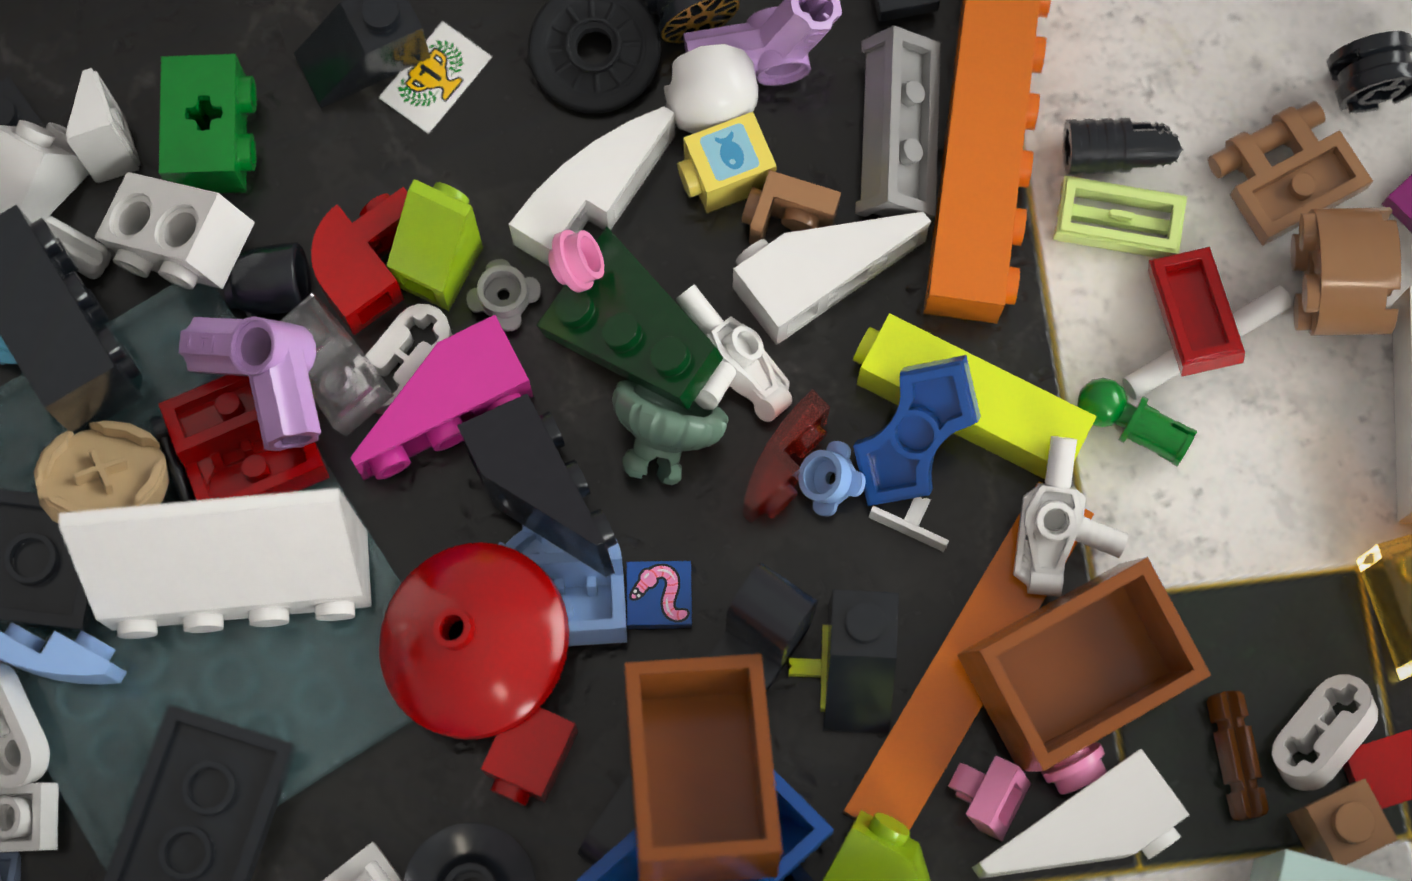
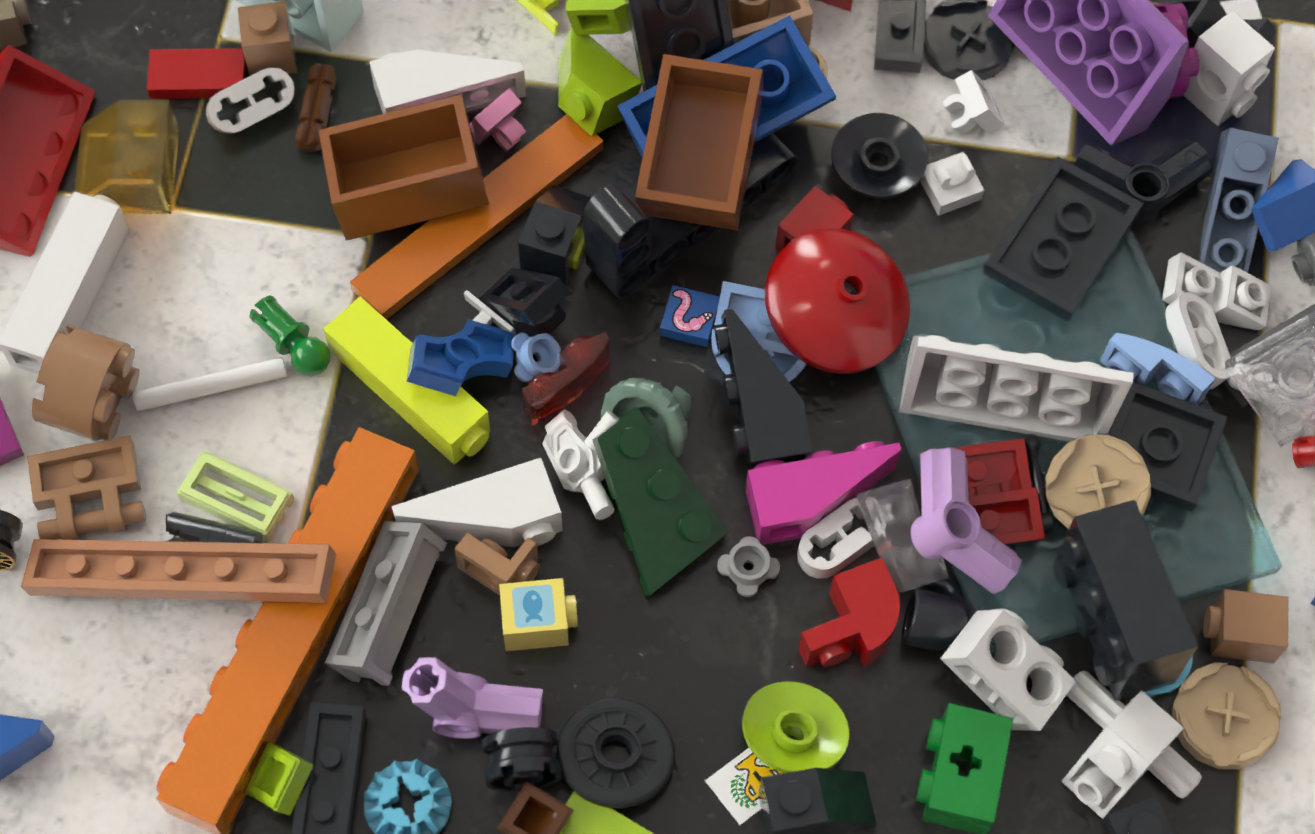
camera: 165 degrees left, 10 degrees down
(100, 131) = (1052, 767): white slope -> none
(372, 107) = (797, 712): none -> lime dish
(435, 243) = (793, 602): lime slope -> none
(576, 260) = (684, 551): bright pink plate -> none
(593, 183) = (652, 625): white slope -> none
(711, 87) = (530, 664): white hair -> none
(867, 542) = (527, 301): none -> black slope
(1052, 522) = (383, 268): white piece -> none
(1136, 83) = (180, 570): none -> nougat plate
(1196, 311) = (210, 400): red tile -> none

